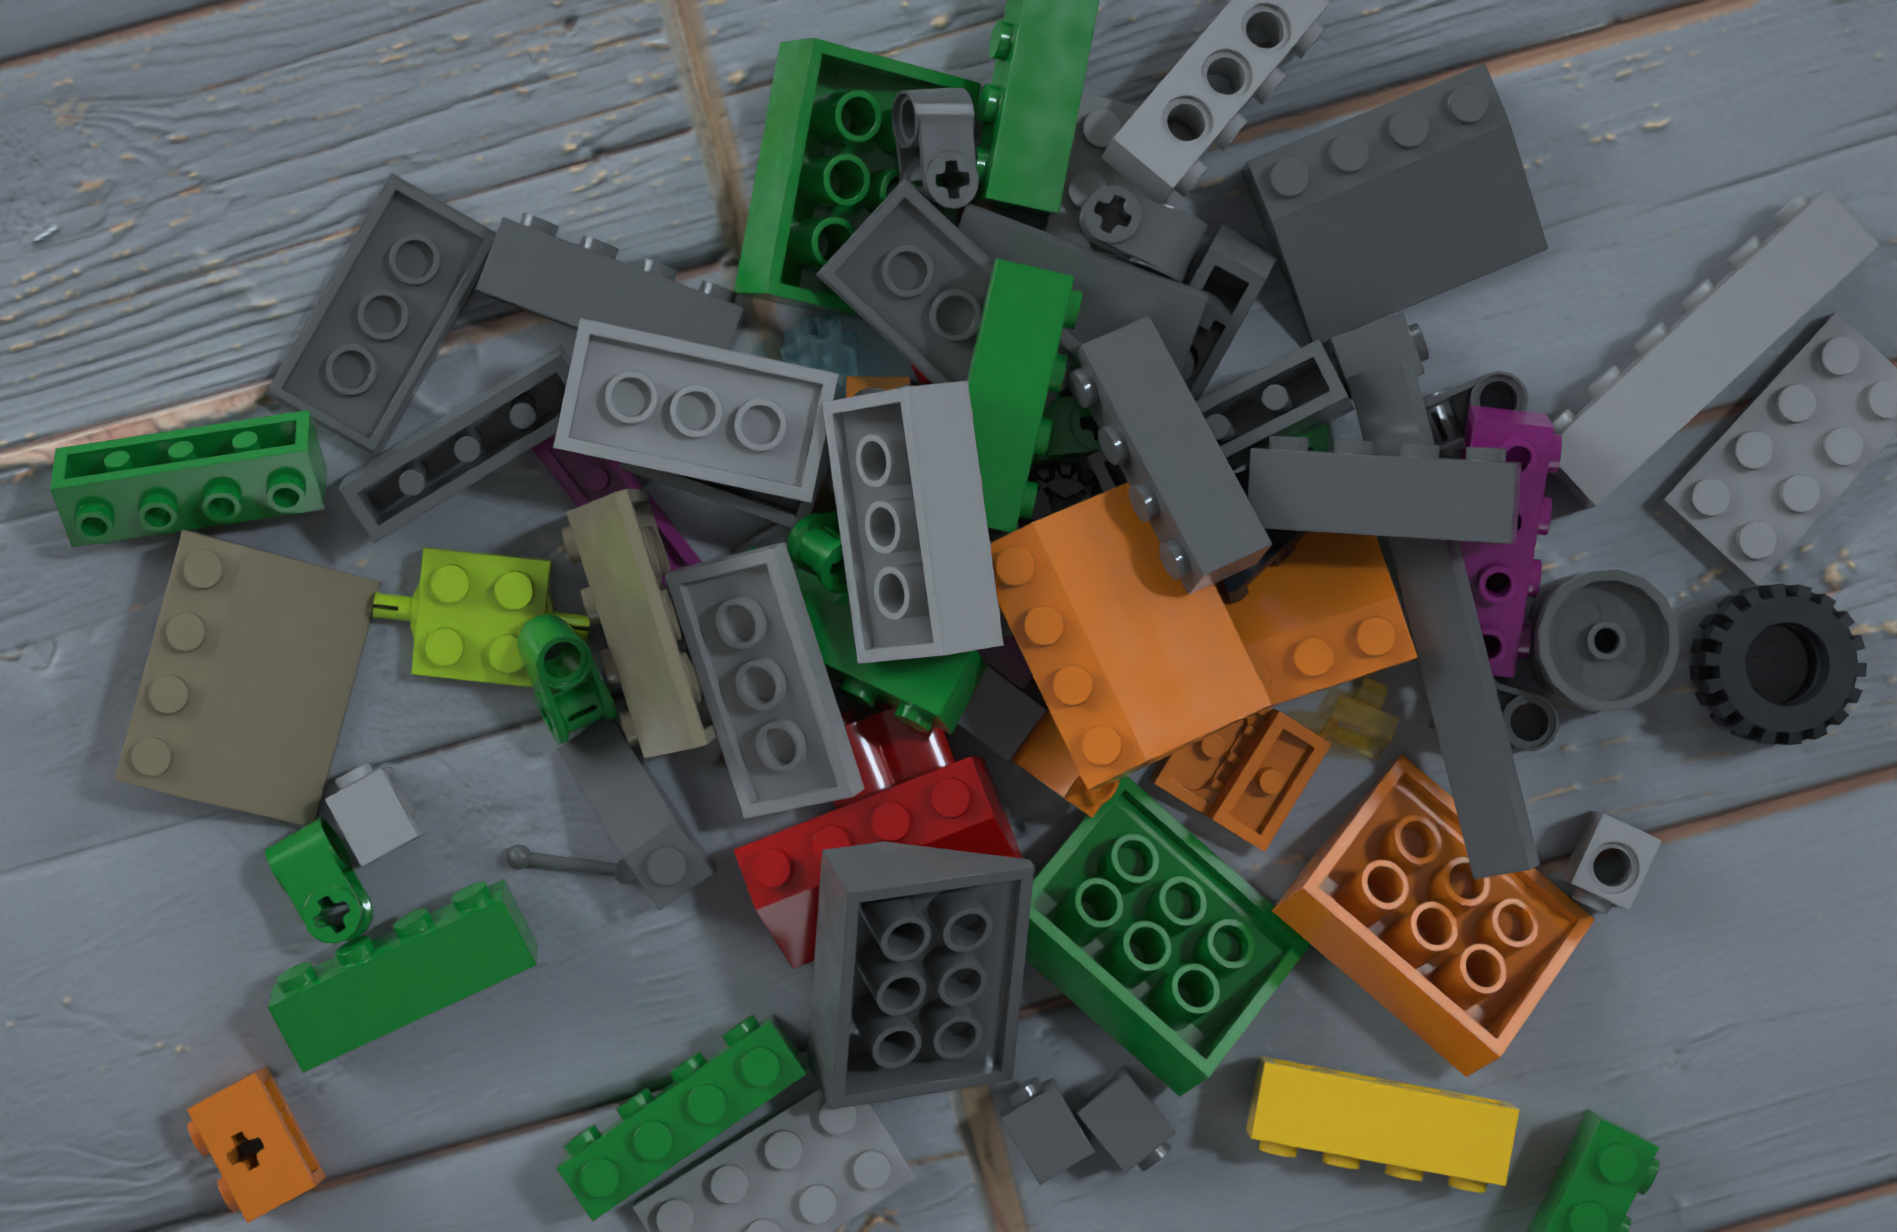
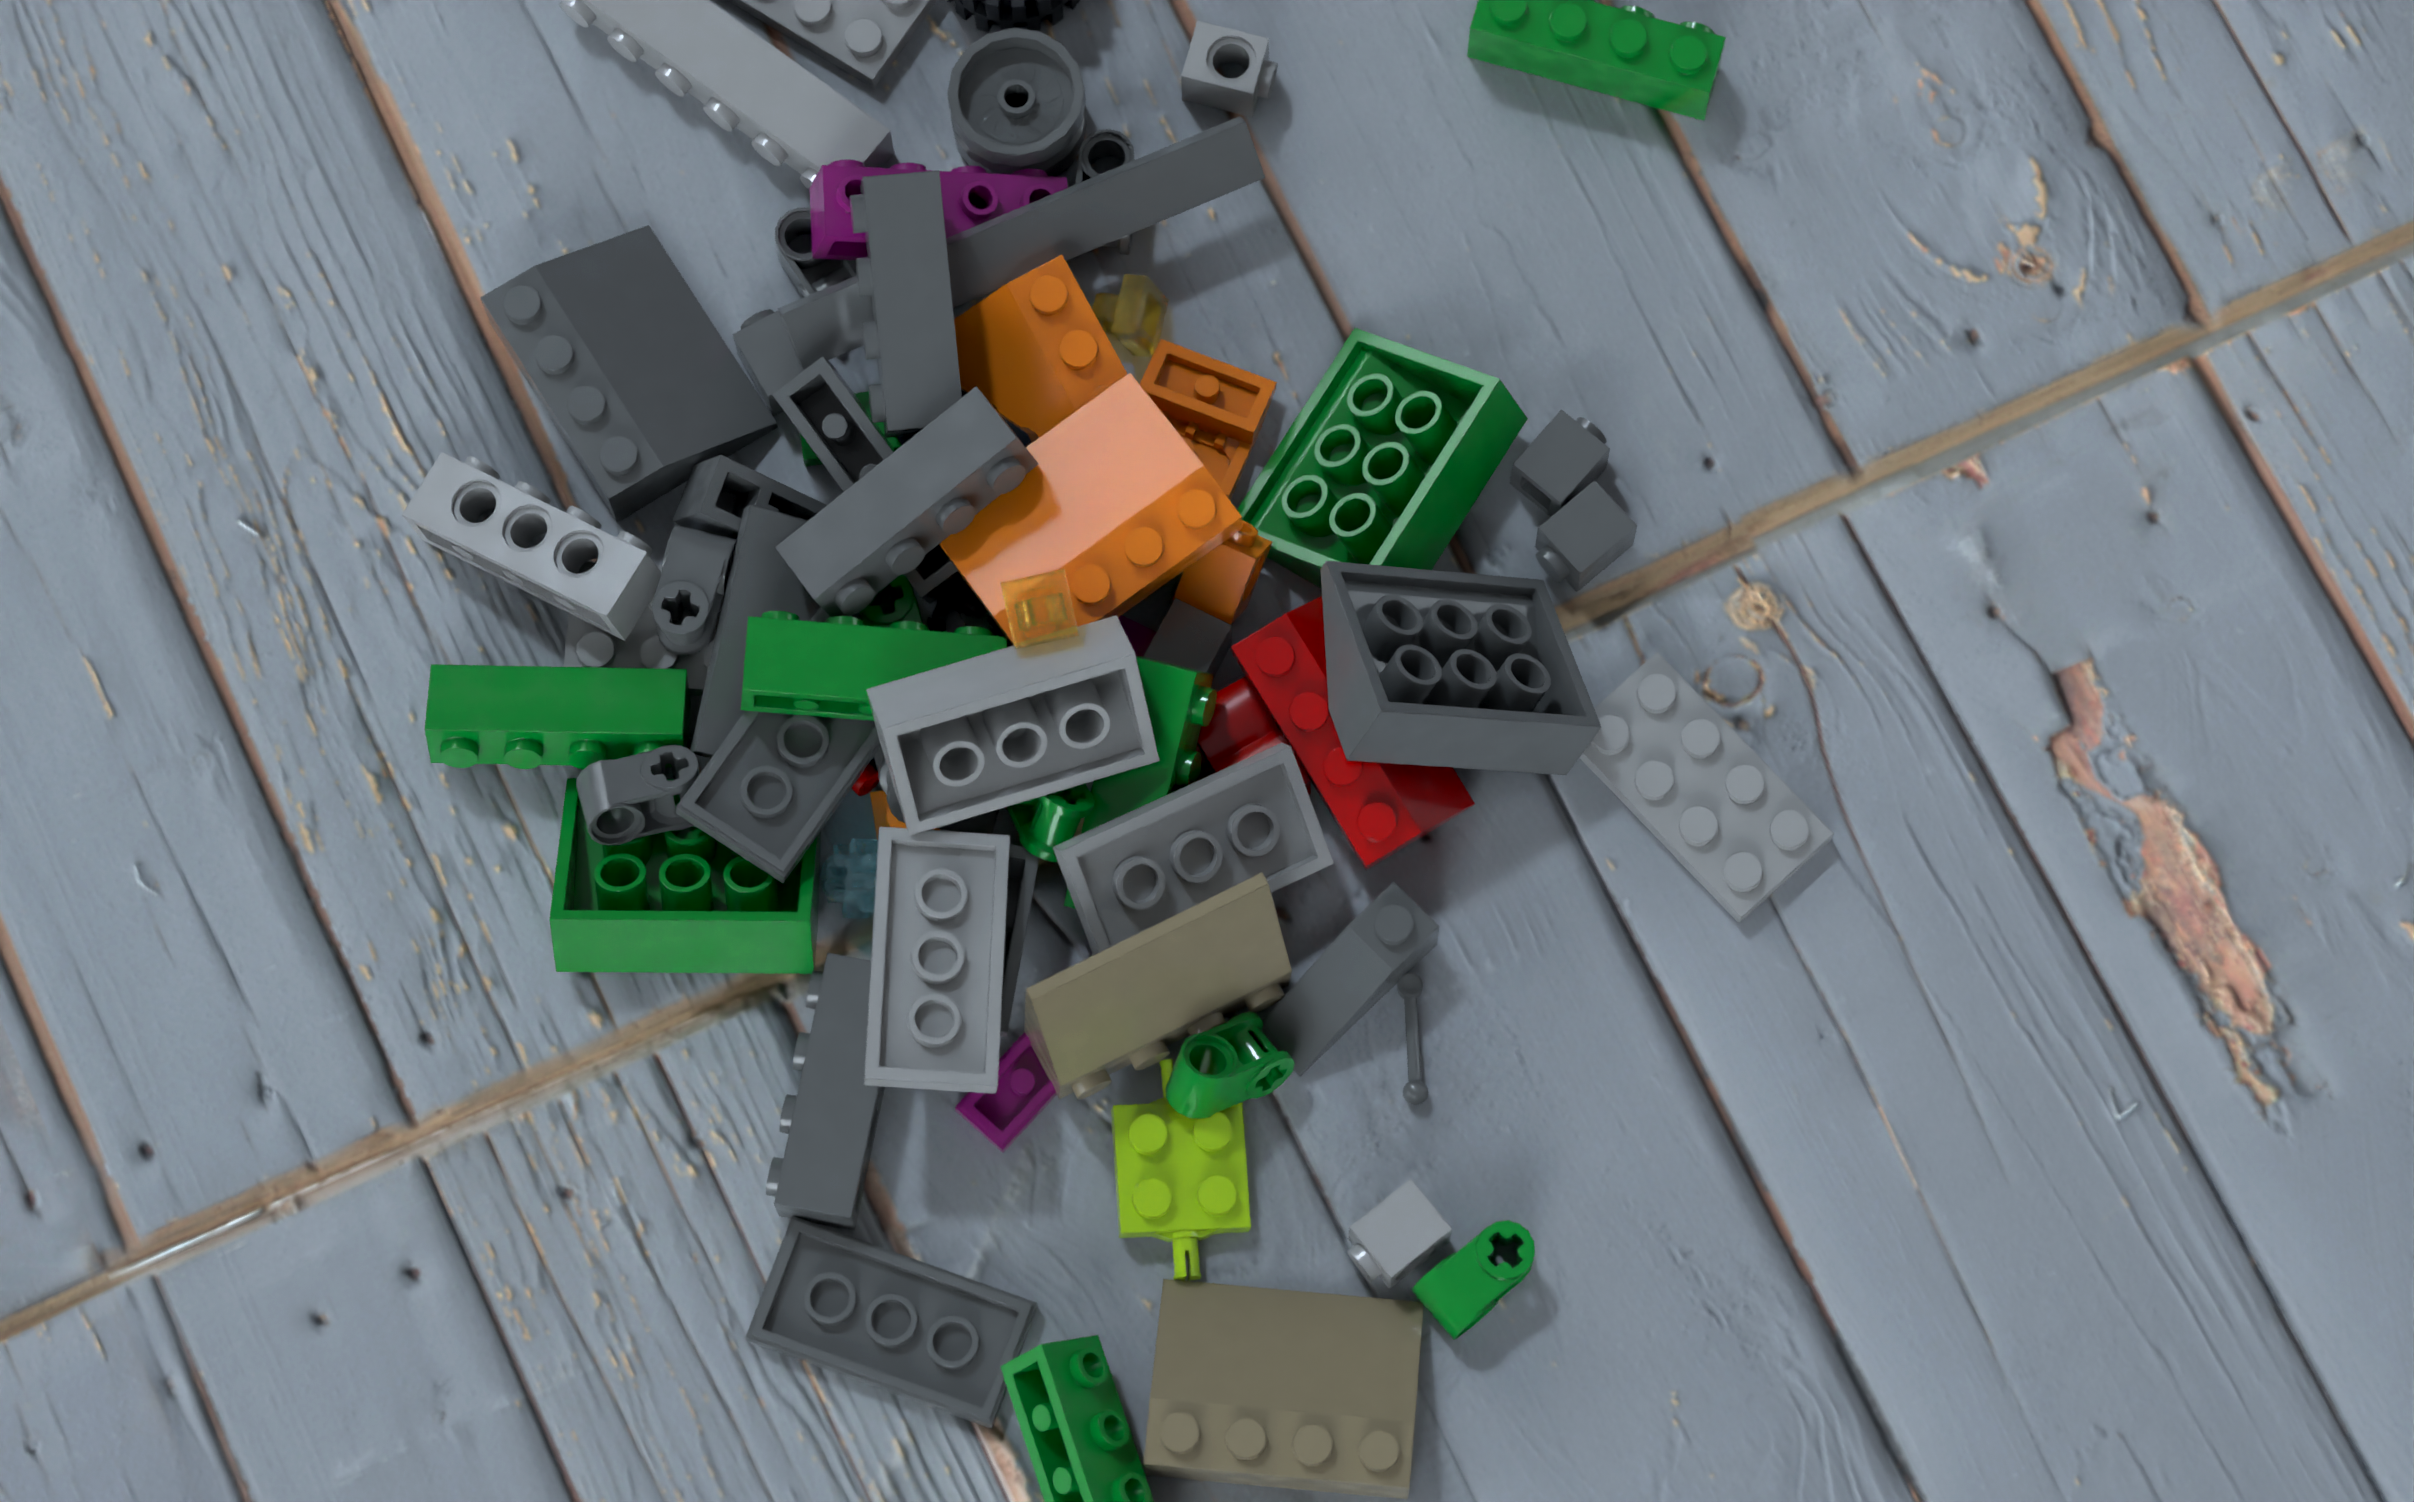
camera: 100 degrees left, 15 degrees down
(249, 1111) = (1769, 1262): orange brick -> none
(402, 974) = (1552, 1175): green brick -> none
(459, 447) = (1008, 1203): dark grey brick -> none
(683, 1116) = (1639, 880): green brick -> none
(1014, 567) = (1039, 609): none -> clear yellow tile
(1381, 1122) = (1515, 230): yellow brick -> none
(1419, 934) = (1324, 224): orange slope -> none

